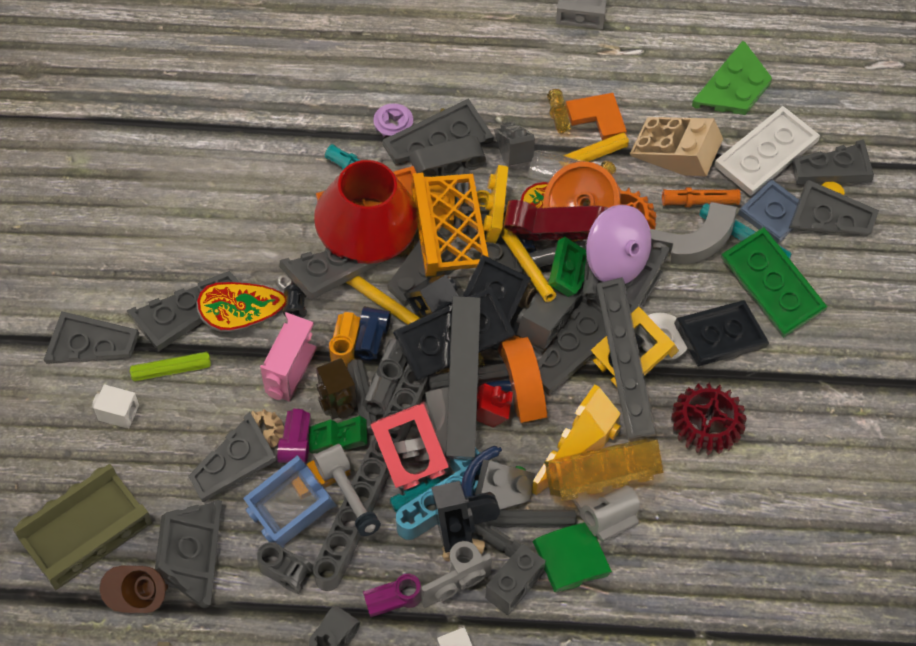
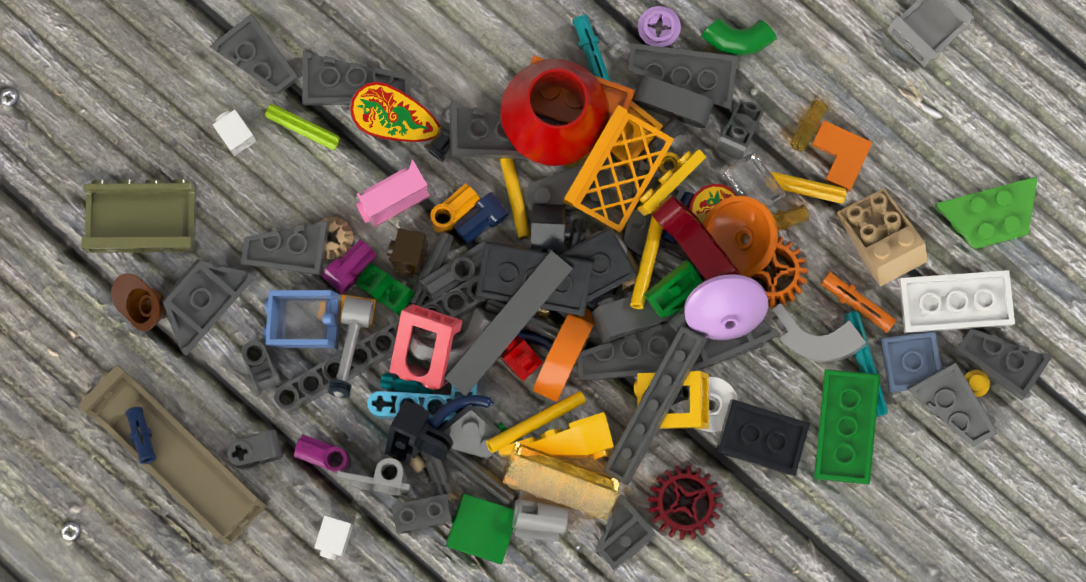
camera: 40 degrees right, 20 degrees up
(464, 87) = (739, 41): none -> green cylinder
(544, 442) = (535, 421): none -> yellow piece
(685, 477) = (624, 535): none -> dark grey wing

